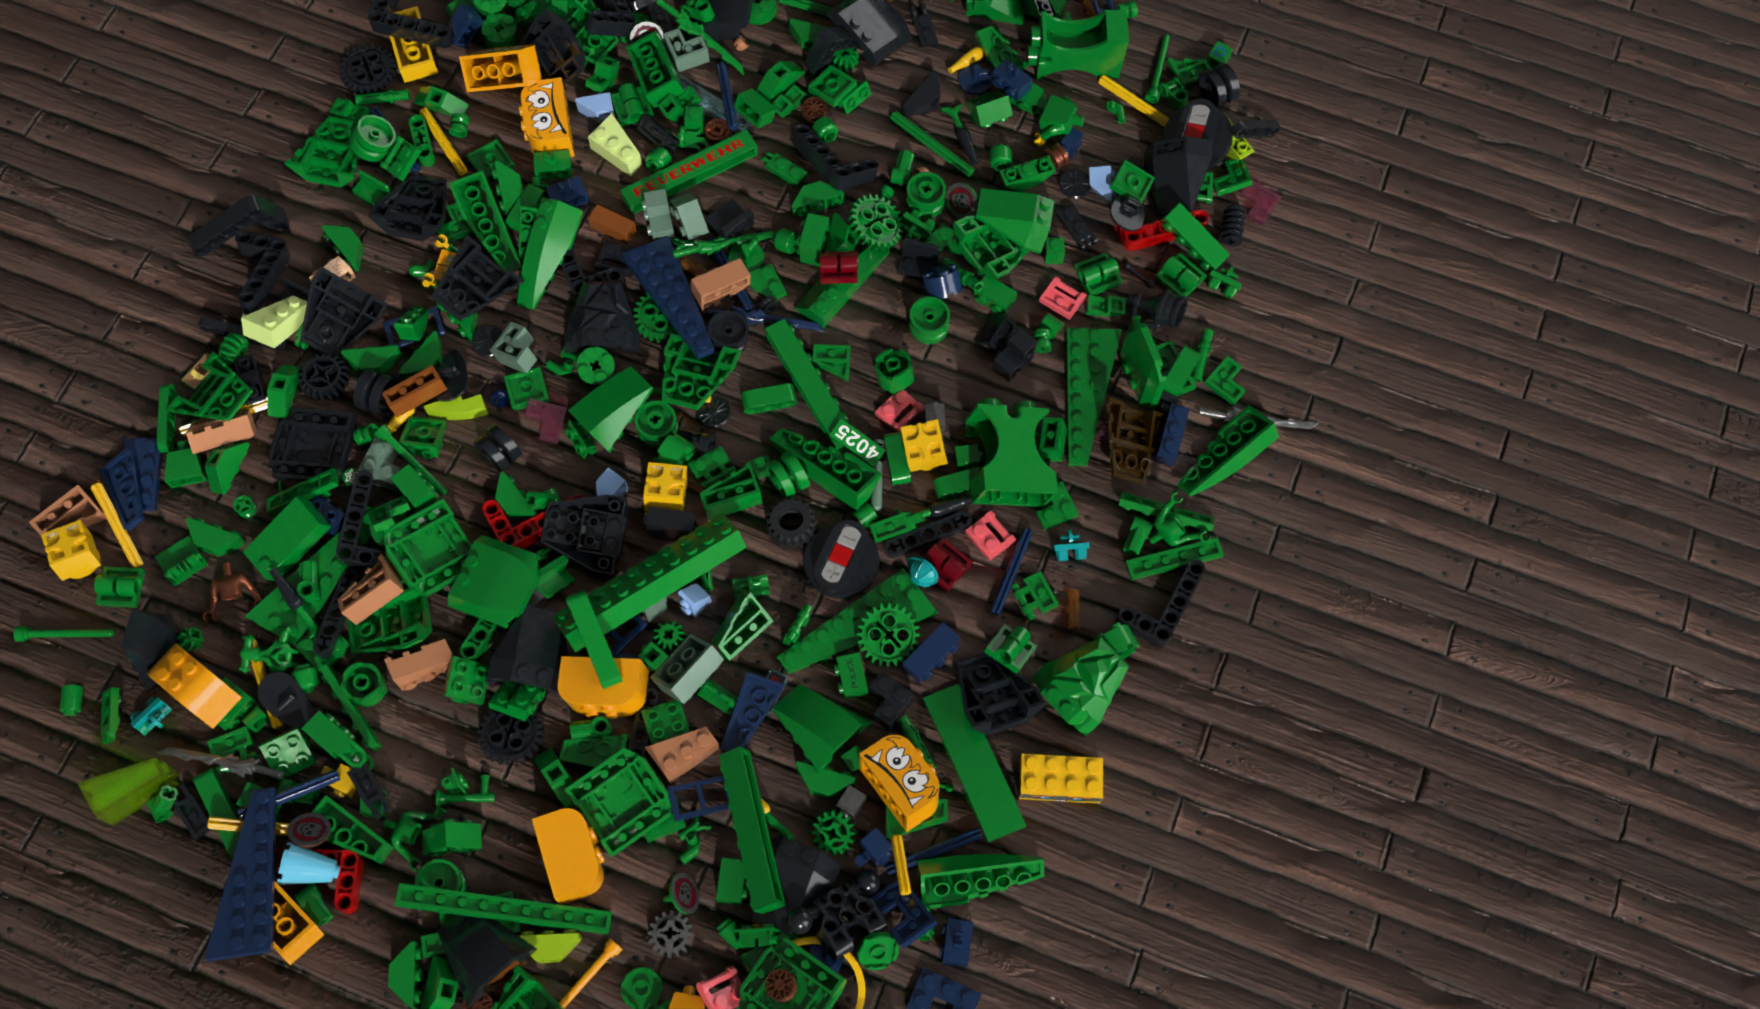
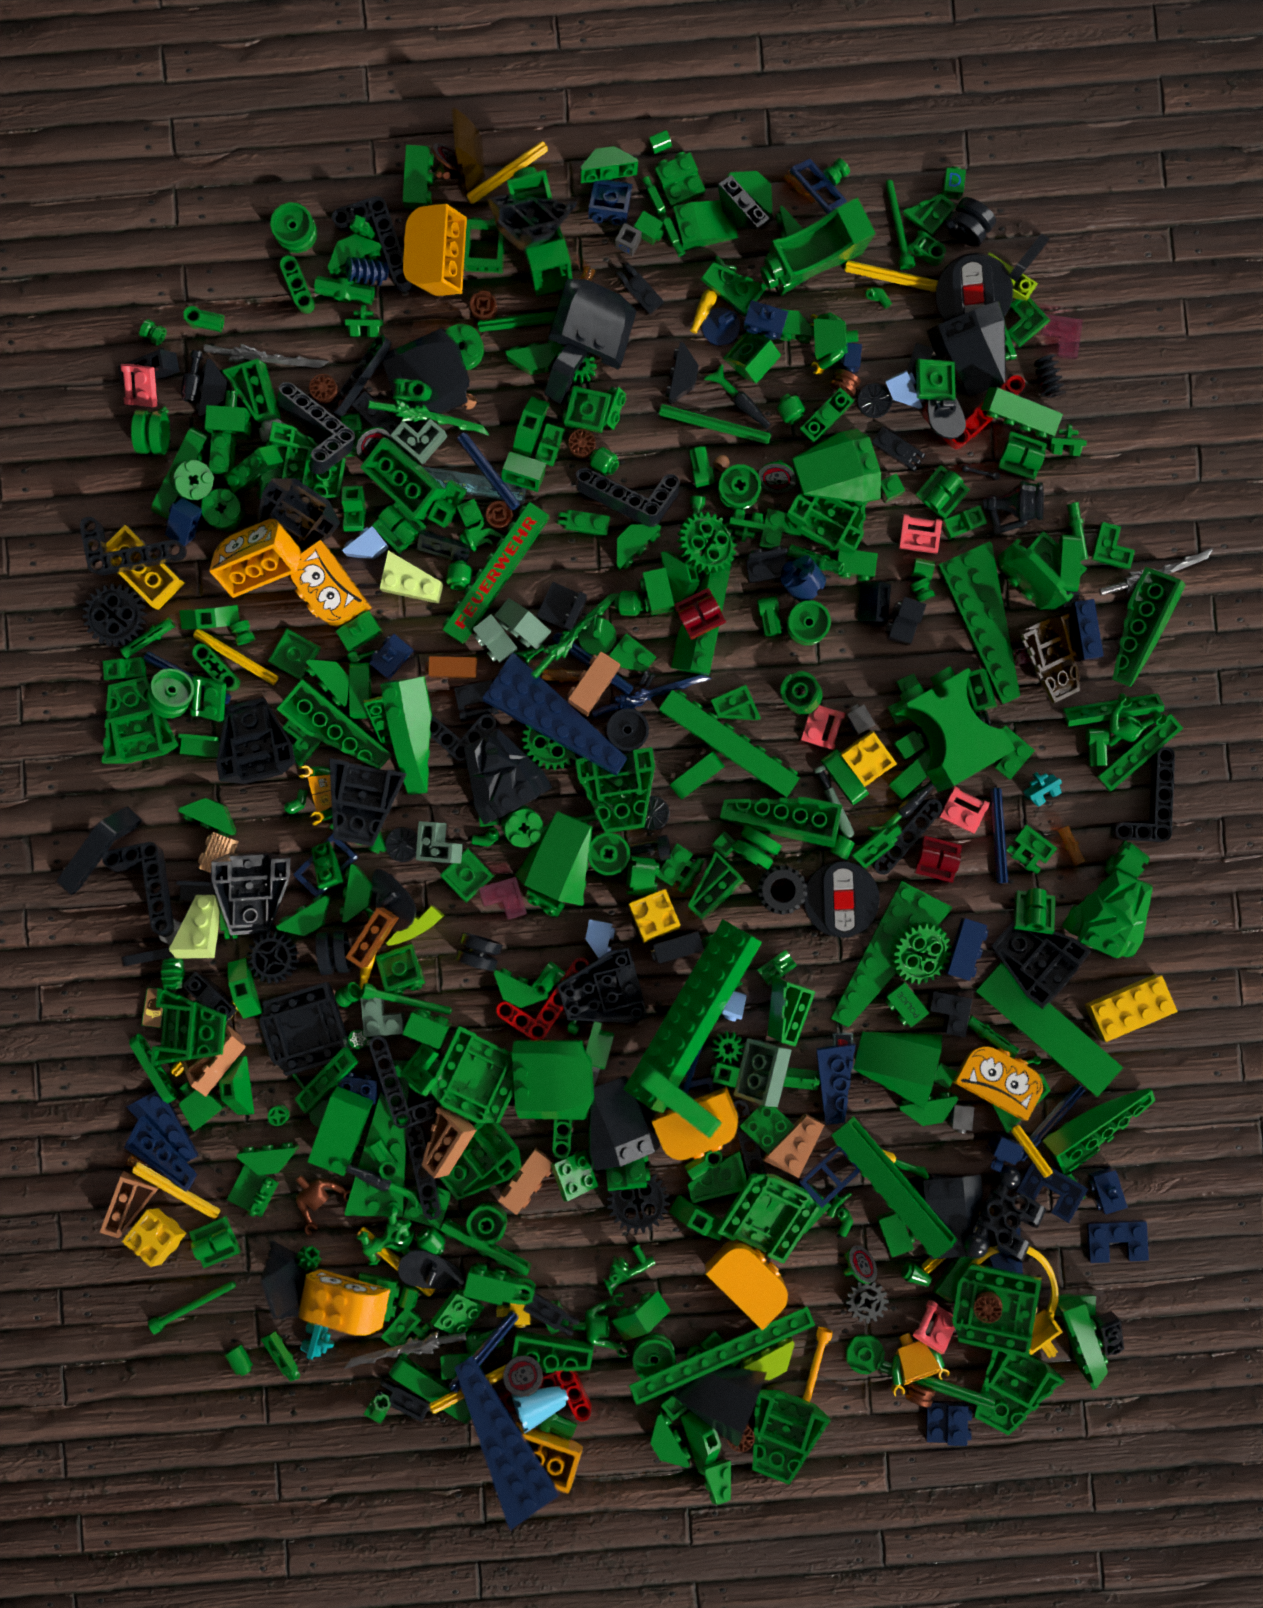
camera: 25 degrees left, 20 degrees up
(127, 789) = (336, 1418): clear neon green slope -> none
(499, 398) = (446, 897): clear blue plate -> none
(749, 934) = (936, 1273): green hinge -> none
(794, 630) = (836, 986): green plate -> none
(842, 834) = (961, 1150): green gear -> none
(857, 442) = (803, 782): green sticker -> none
(877, 950) = (1046, 1232): green tile -> none
(900, 300) = (769, 610): none -> green piece
(922, 572) = (922, 880): teal piece -> none

